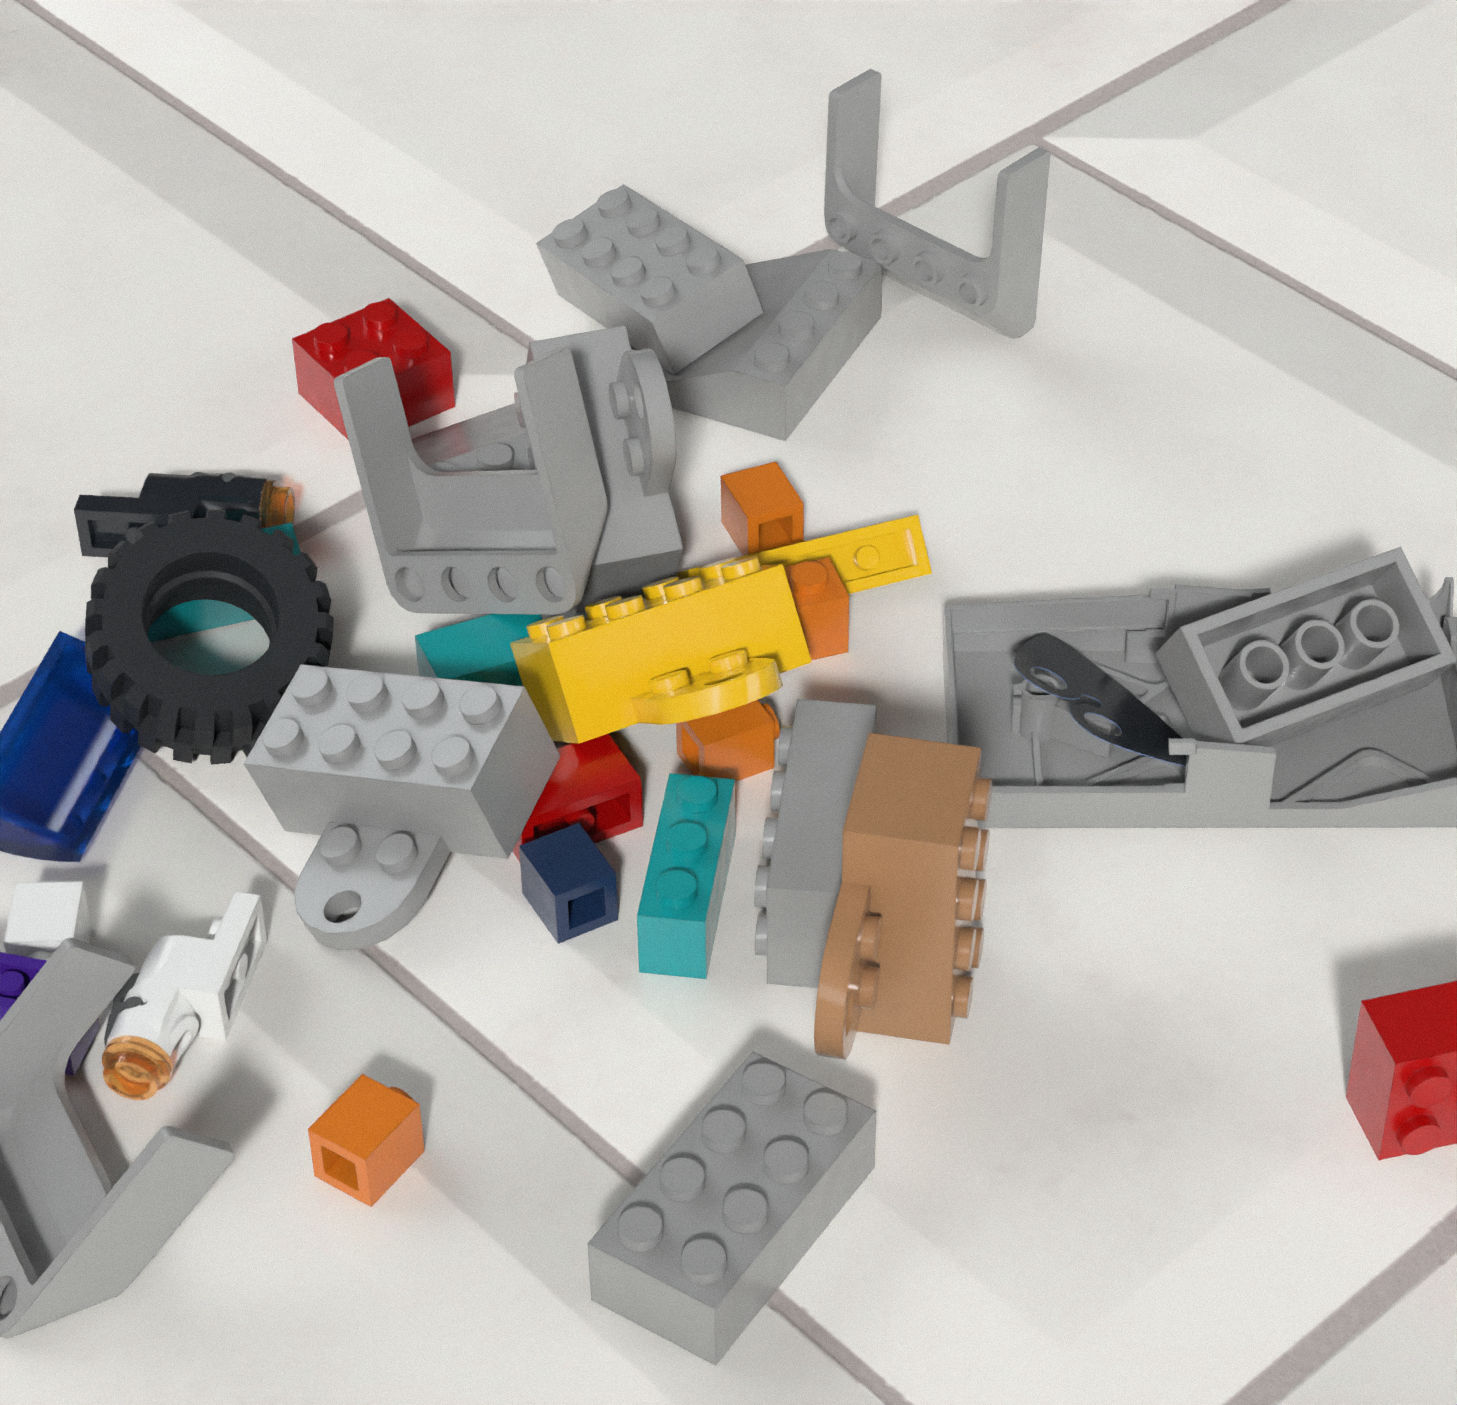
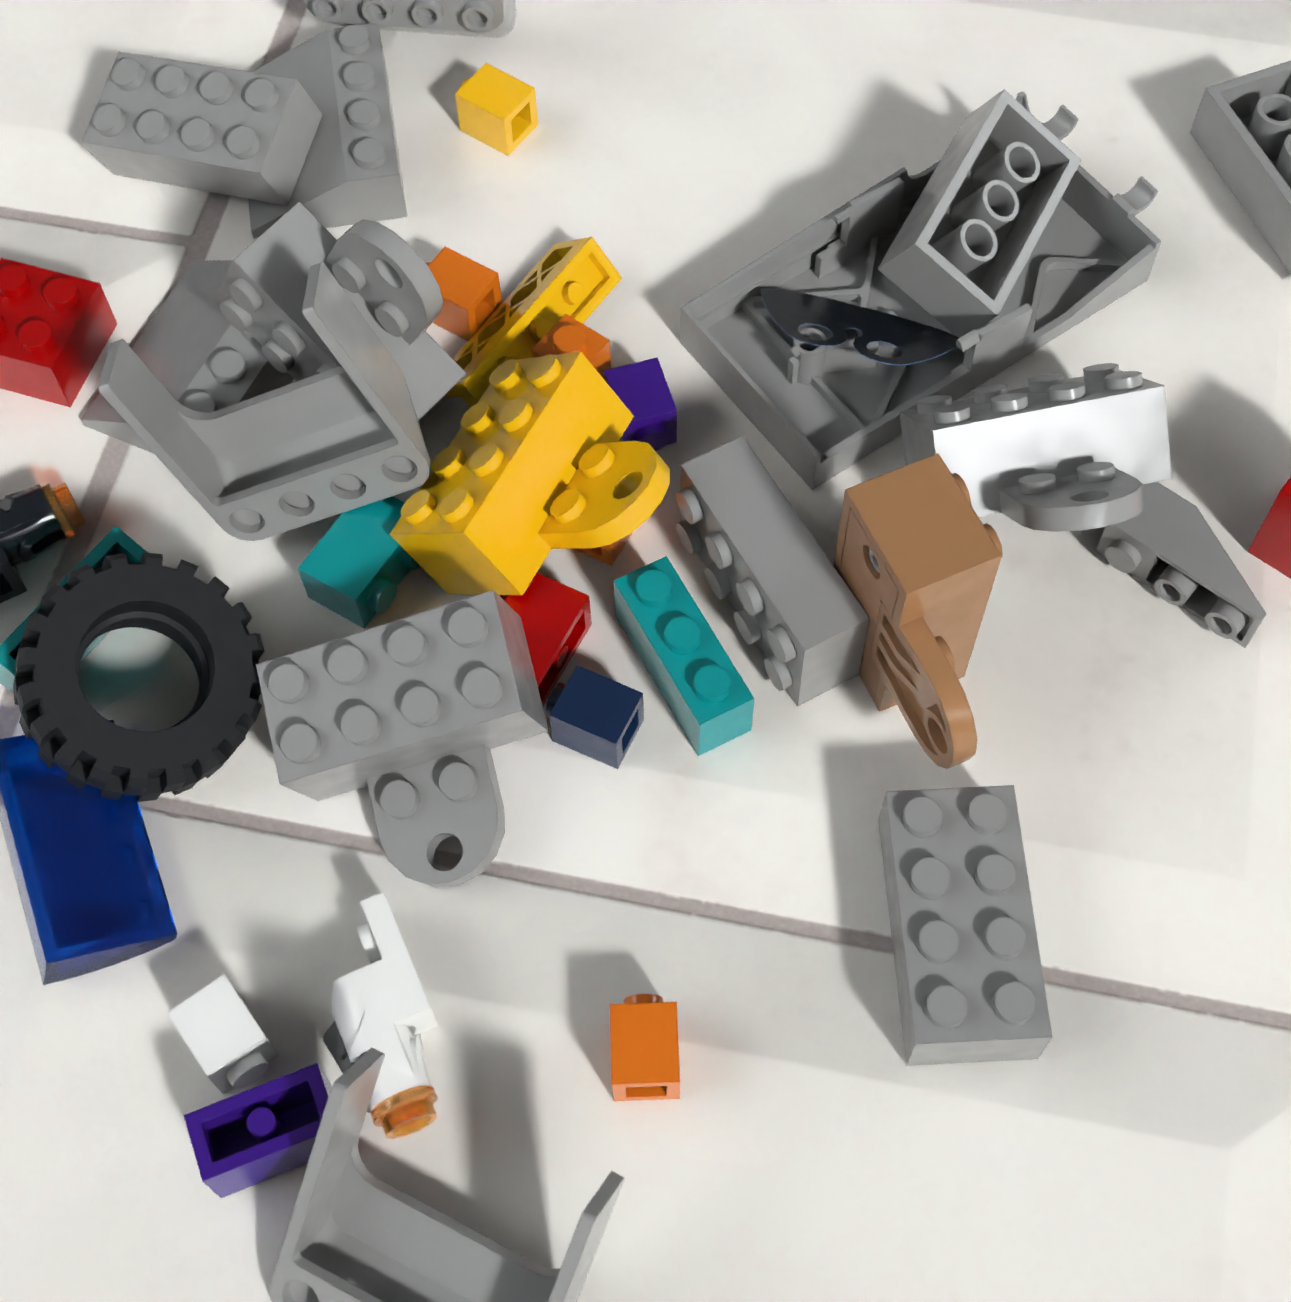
camera: 35 degrees left, 20 degrees up
(844, 665) = (648, 398): none -> dark purple brick
(940, 386) = (496, 108): none -> yellow brick
(1170, 864) = (1052, 450): none -> light grey brick
(1244, 1028) = (1184, 562): none -> light grey slope

